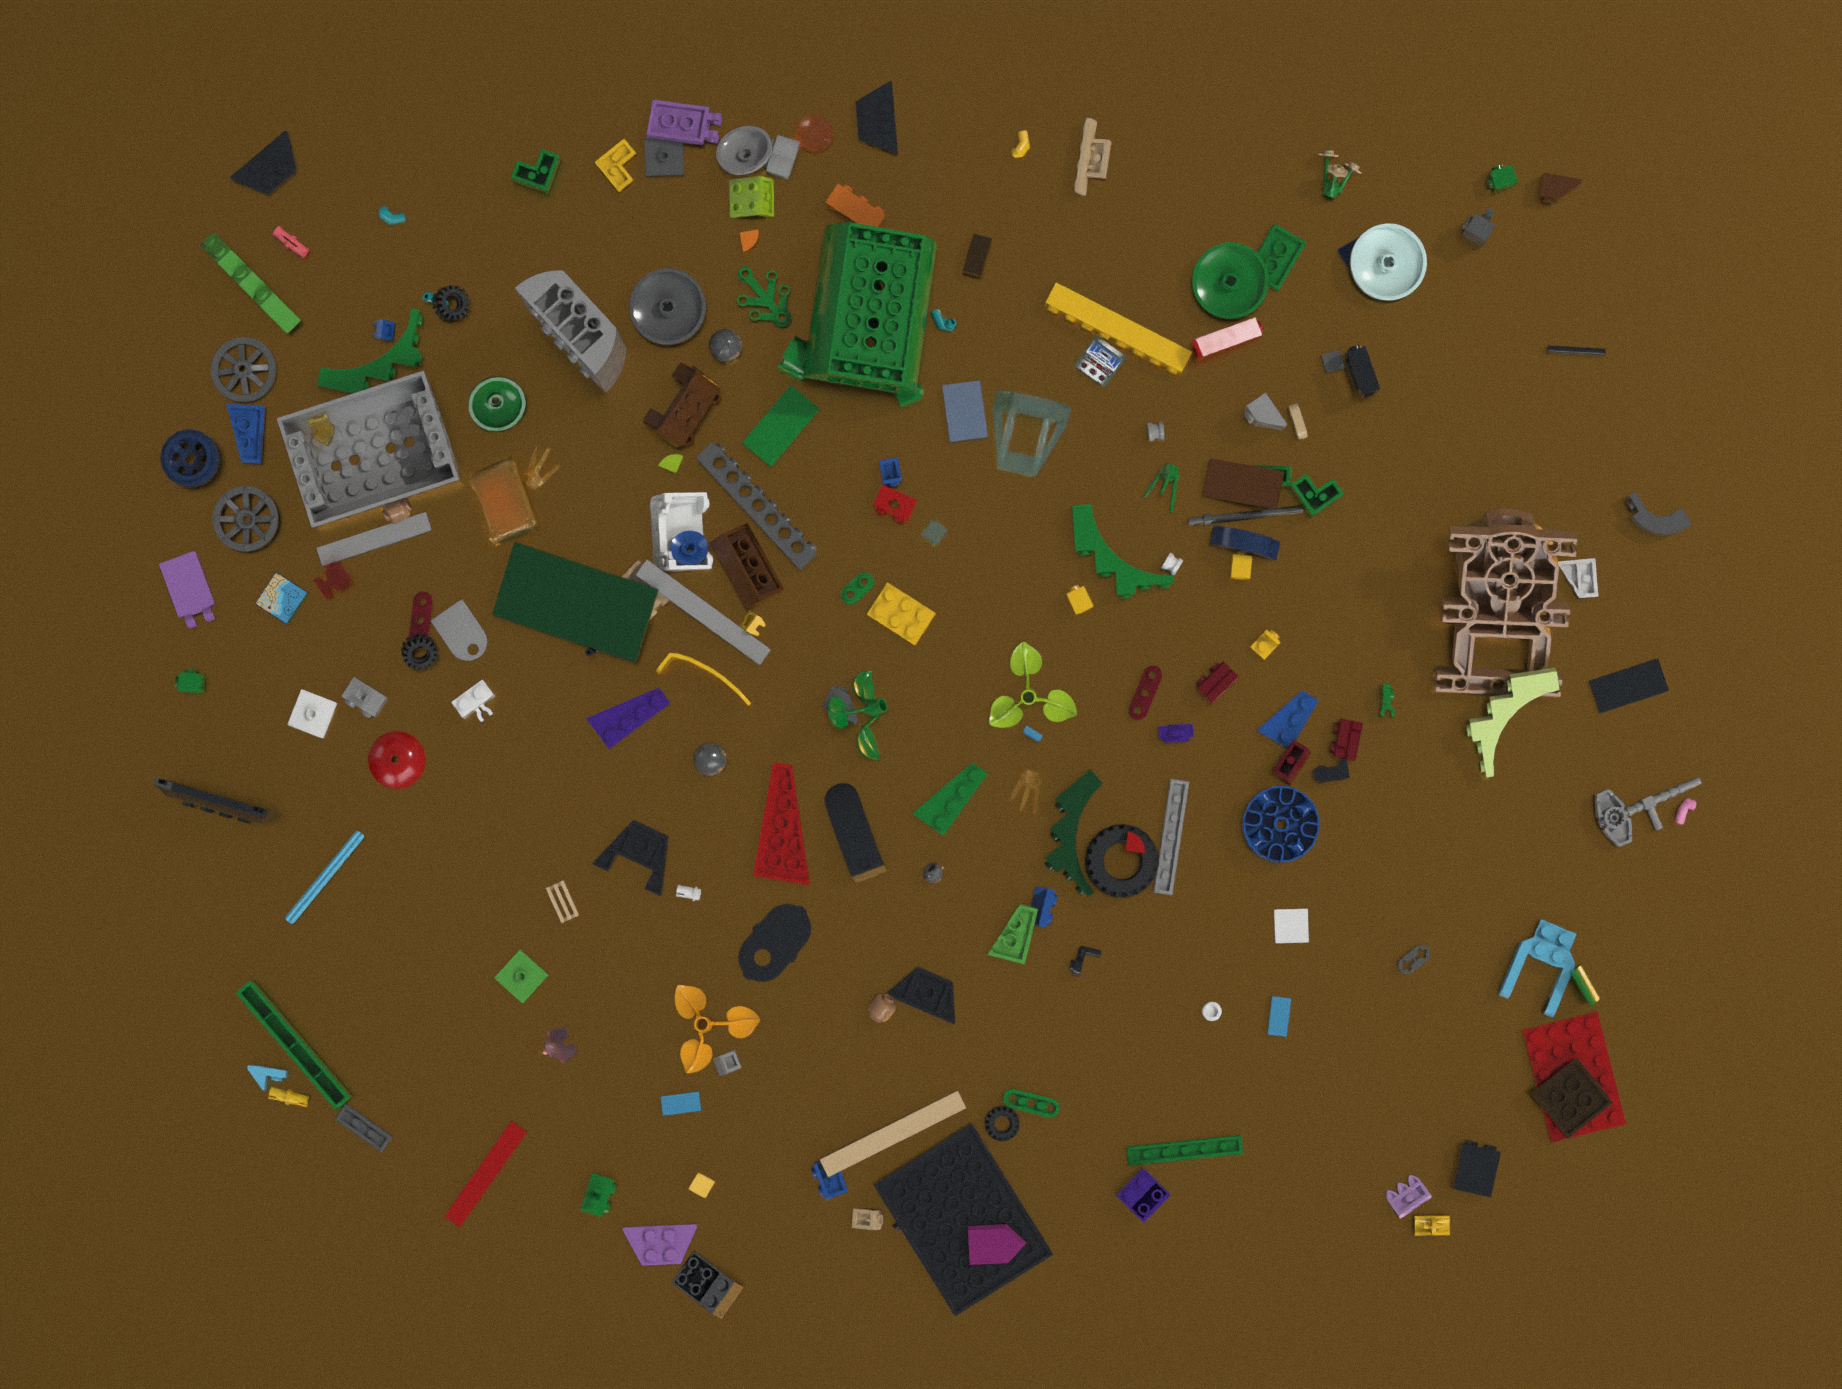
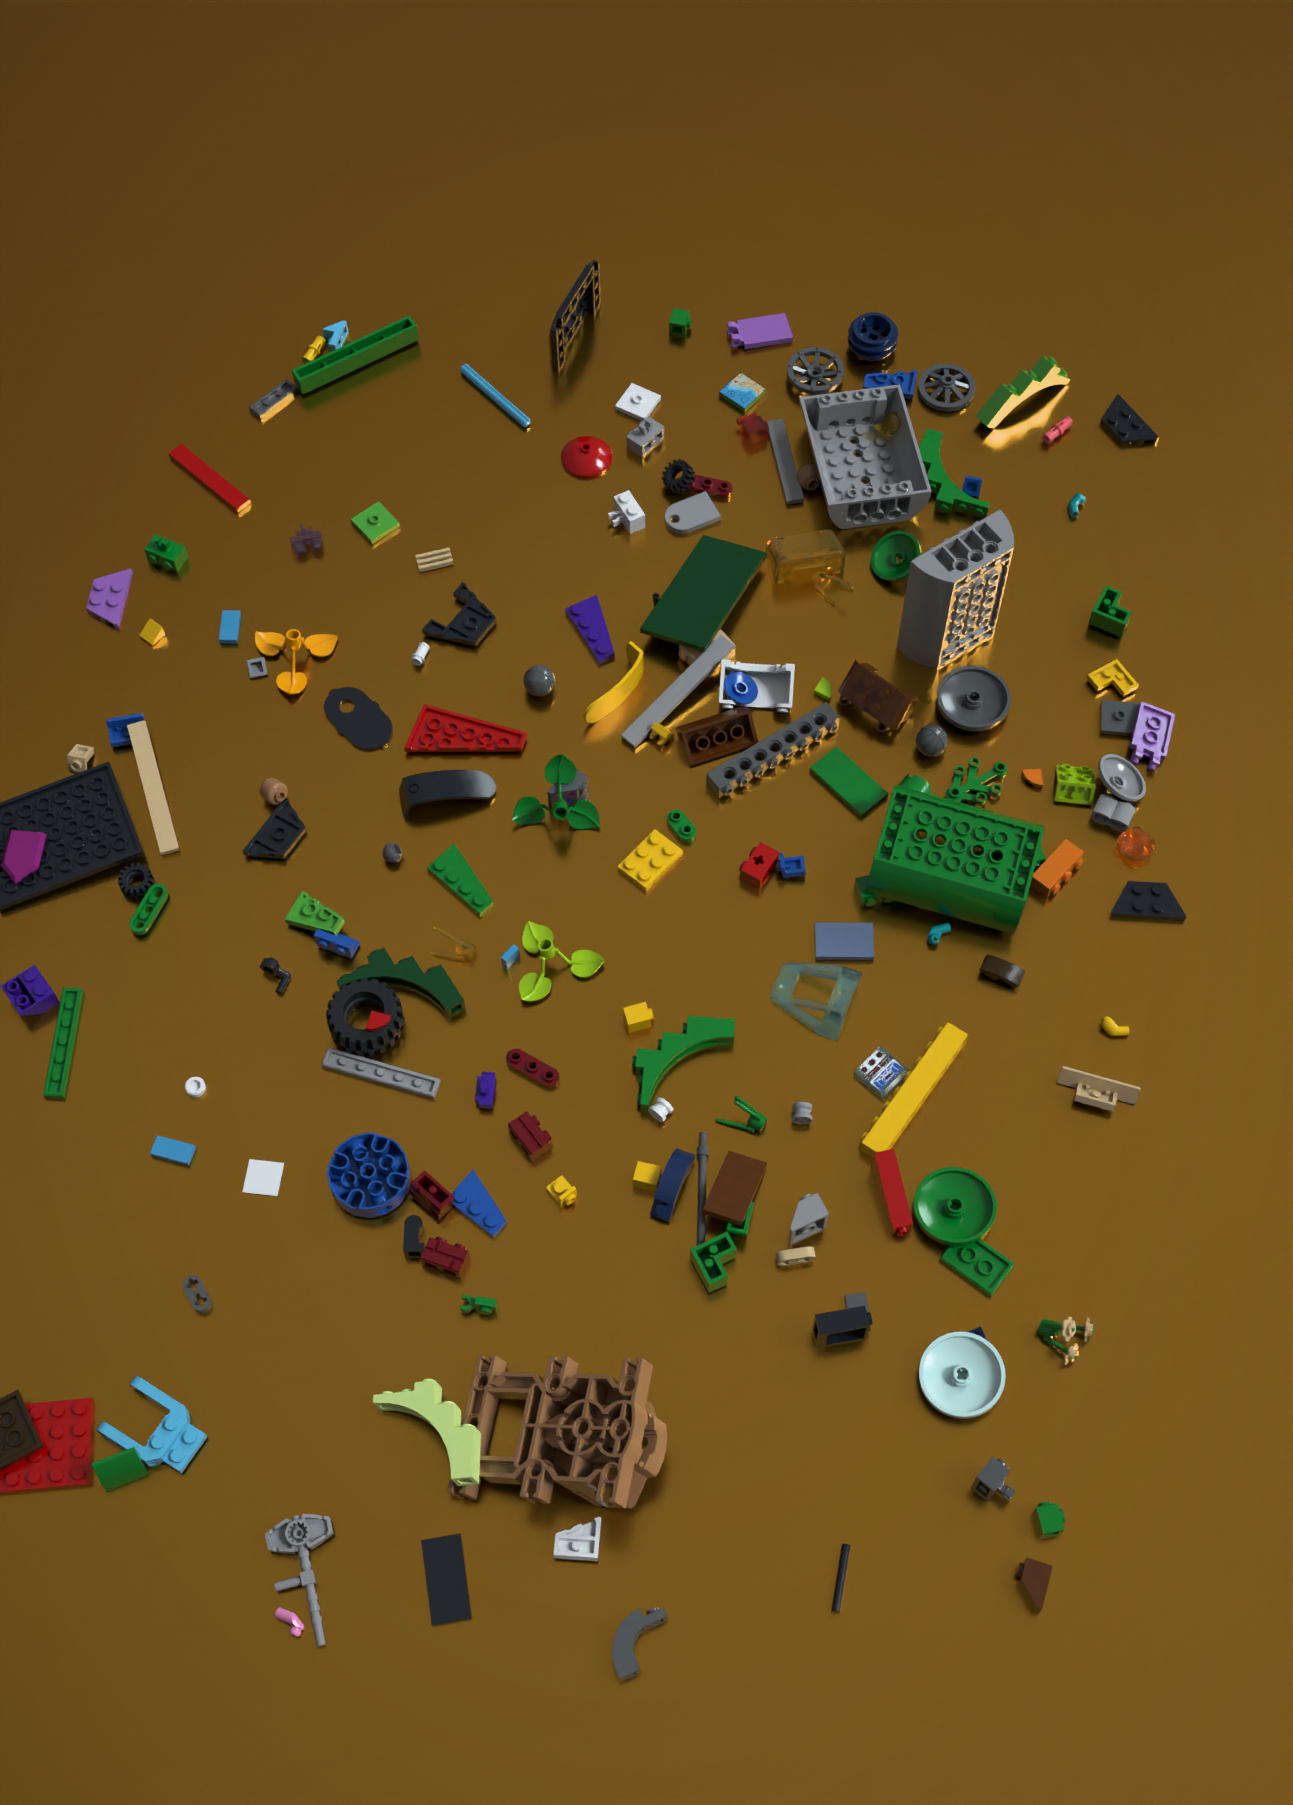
camera: 100 degrees right, 25 degrees down
(707, 1285) = (58, 626): black slope -> none
(934, 532) = (726, 899): clear light blue tile -> none

